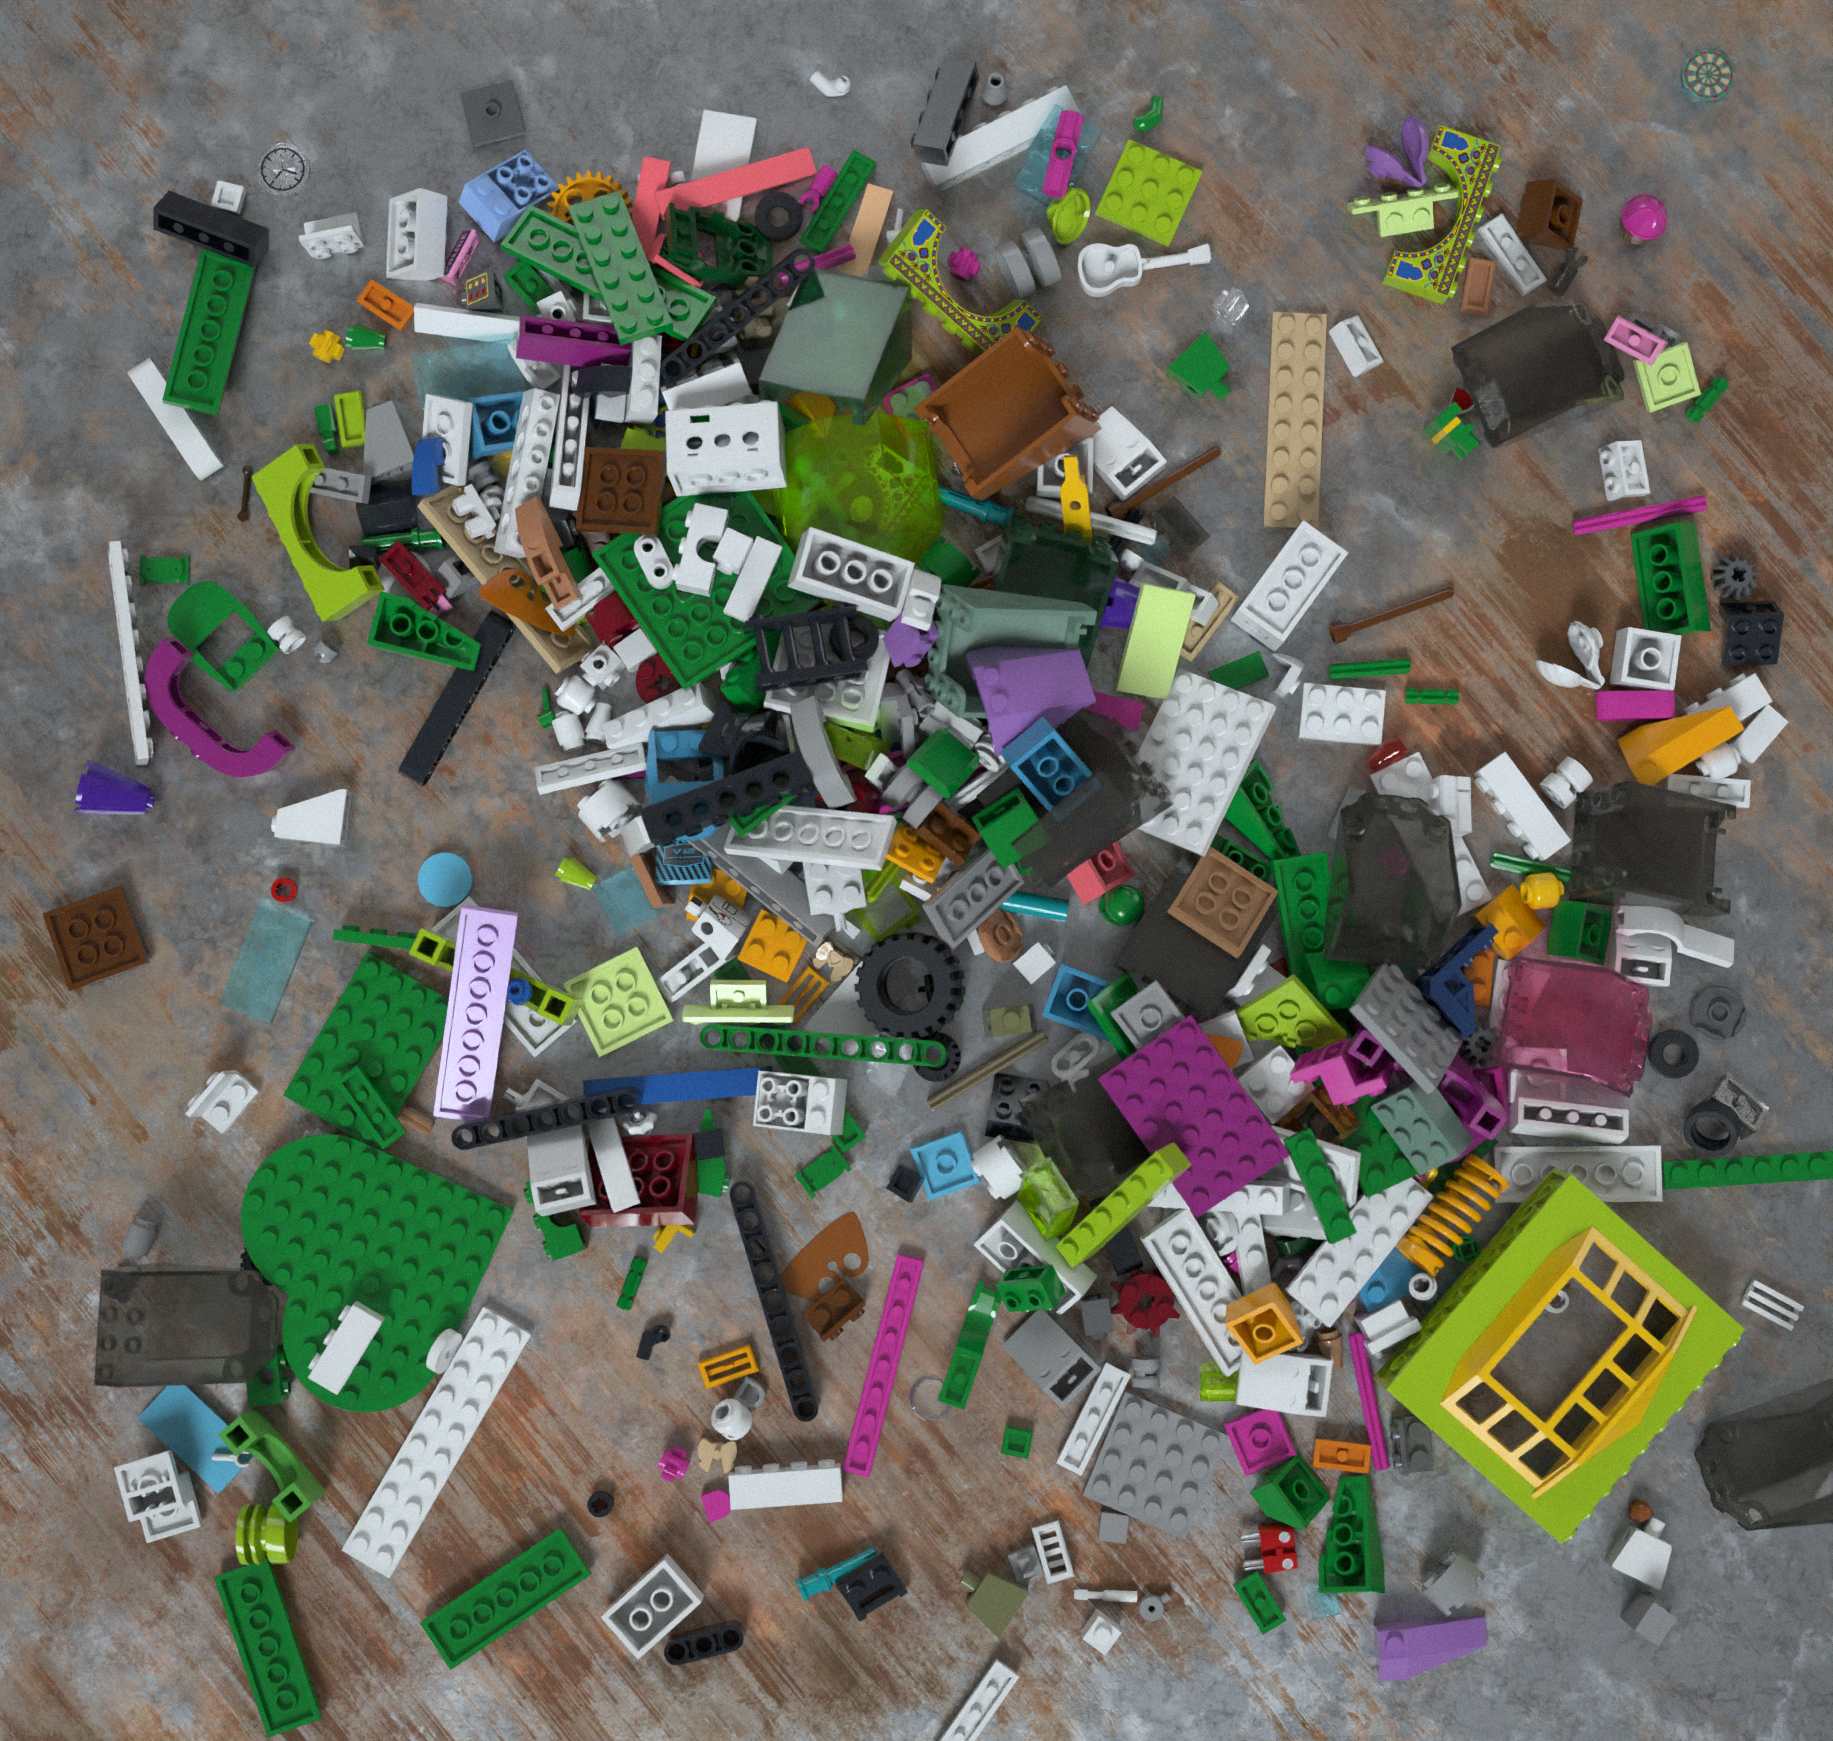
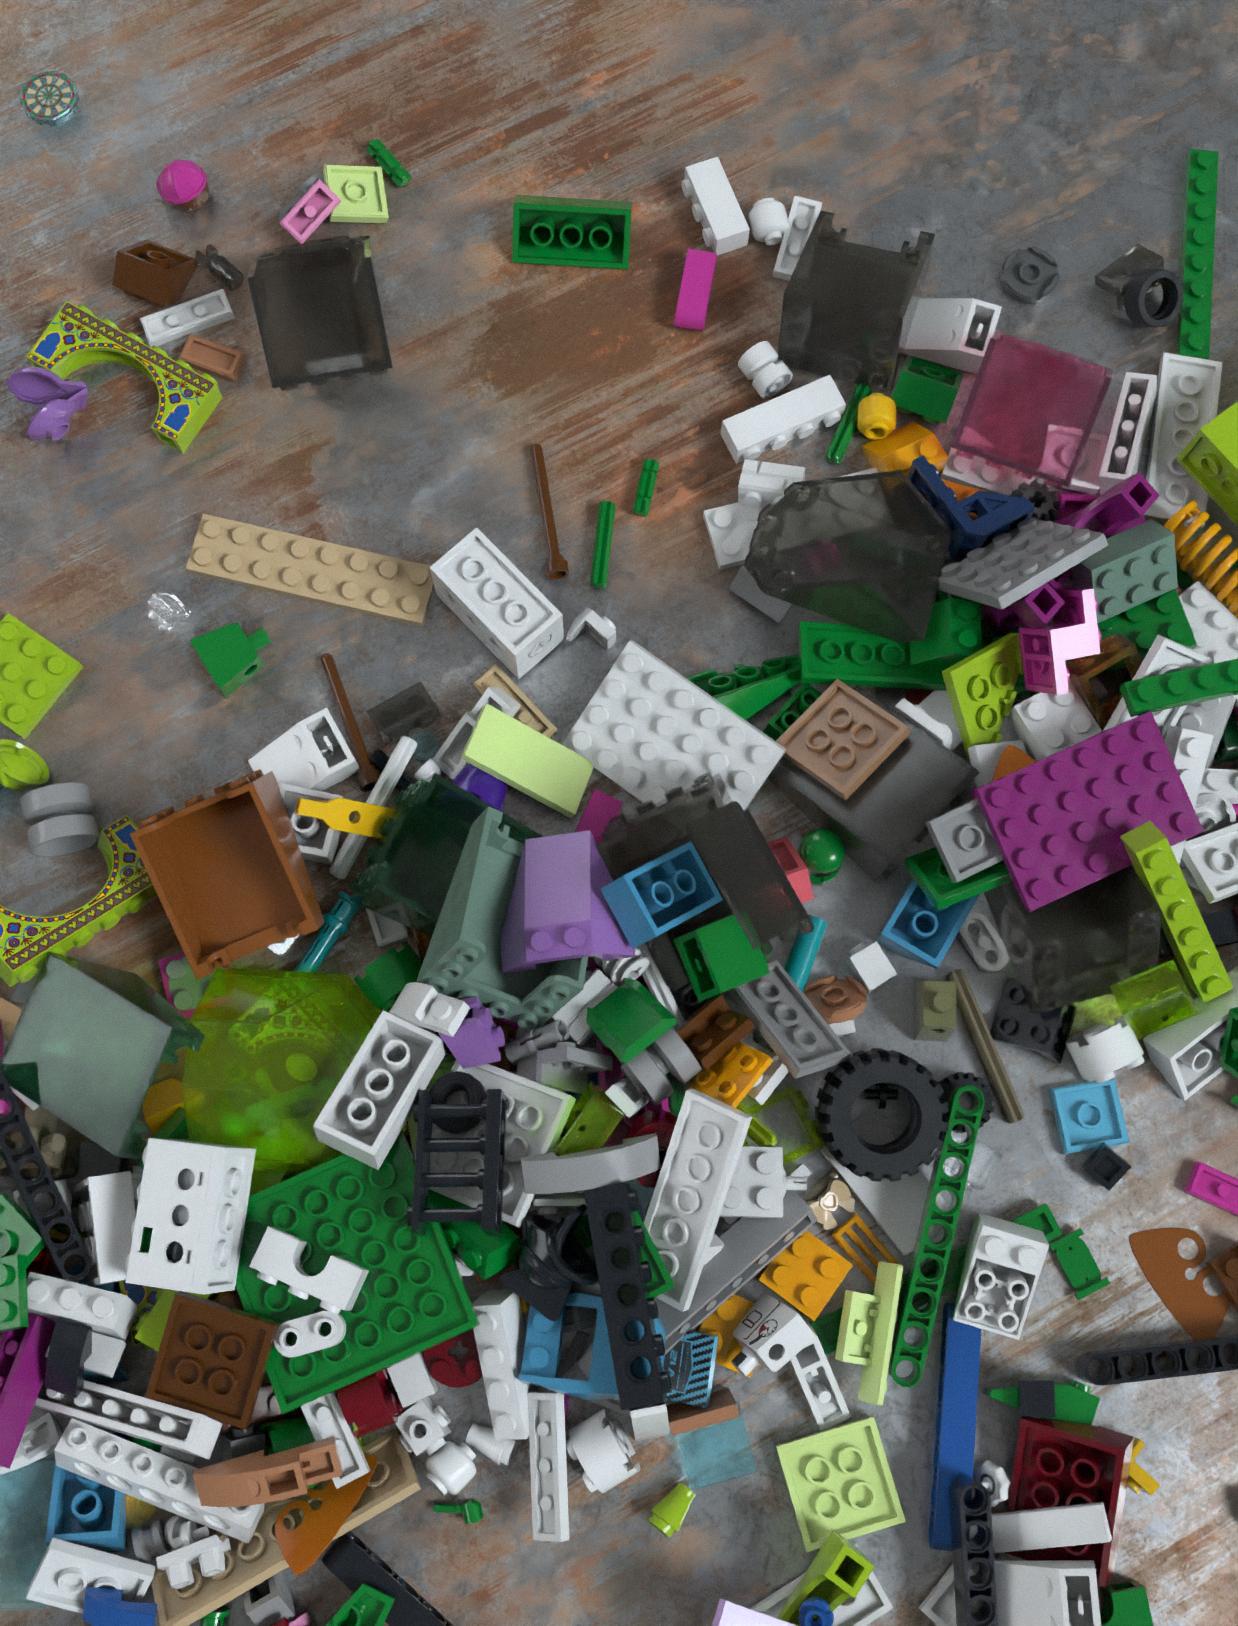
camera: 85 degrees left, 10 degrees down
(569, 731) = (493, 1485): white brick -> none
(632, 1283) = (1187, 1530): green axle -> none
(732, 552) = (321, 1230): white brick -> none
(753, 579) = (360, 1212): white tile -> none
(963, 264) = (41, 894): dark pink gear -> none
(1108, 268) = (90, 734): white piece -> none
(1240, 672) = (579, 679): green tile -> none
(1341, 714) = (647, 583): white plate -> none
(1355, 346) = (245, 492): white slope -> none
(1388, 753) = (700, 542): clear red cone -> none
(1404, 211) = (111, 413): yellowish green bracket -> none
(1451, 433) = (365, 408): green hips -> none
(1463, 400) = (333, 397): red tile -> none
(1586, 646) = (626, 320): white animal -> none
(1624, 470) = (443, 254): white bracket -> none
(1639, 515) = (494, 249): dark pink axle -> none
(1645, 659) = (649, 268): white slope -> none
(1668, 745) = (745, 256): light orange wedge -> none
(1688, 939) = (933, 298): white piece -> none
(1690, 1054) = (1074, 309): black tyre -> none
(1727, 568) = (579, 170): dark grey gear -> none
(1751, 633) = (640, 164): black bracket -> none
(1759, 733) = (746, 180): white tile -> none

